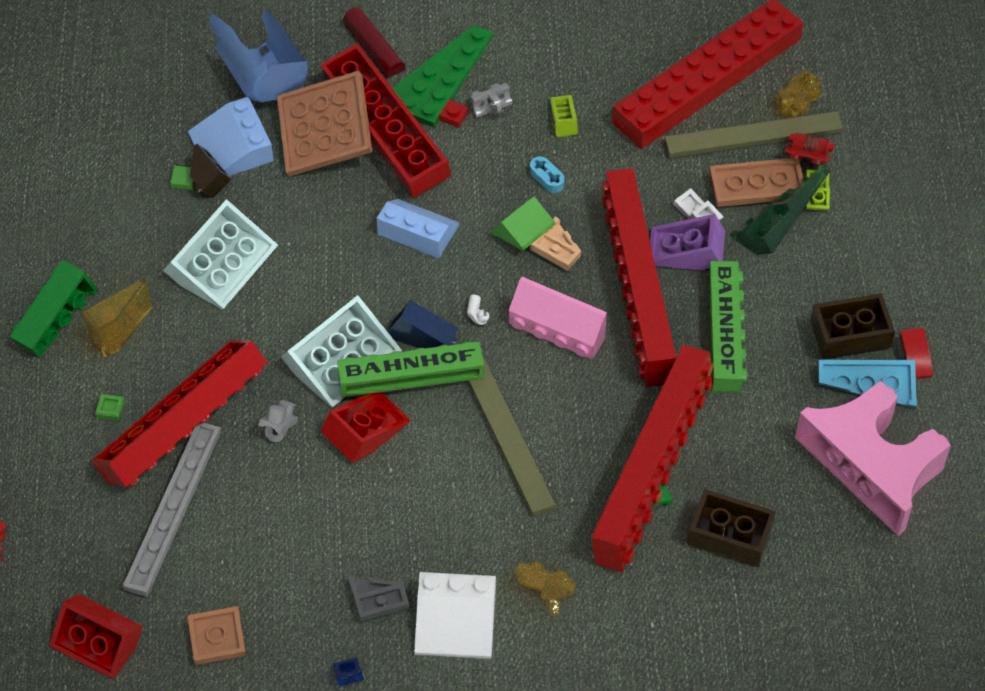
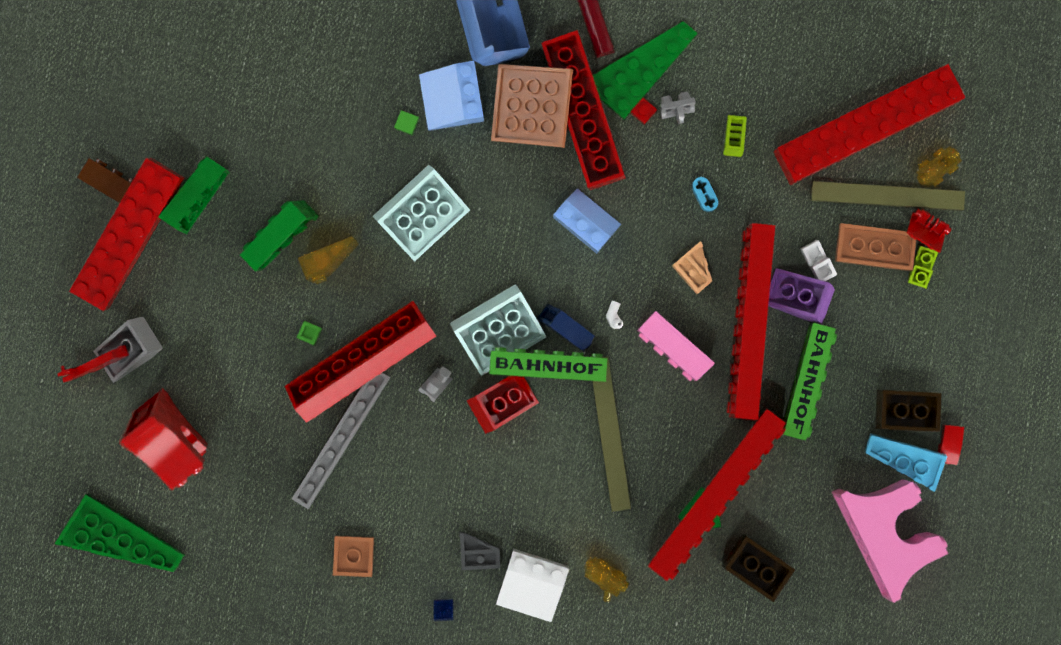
camera: 15 degrees right, 30 degrees up
(95, 635) = (265, 534): red slope -> none
(207, 172) = (425, 126): dark brown slope -> none
(524, 225) = (672, 244): bright green slope -> none
(774, 222) = (874, 295): clear green wedge -> none

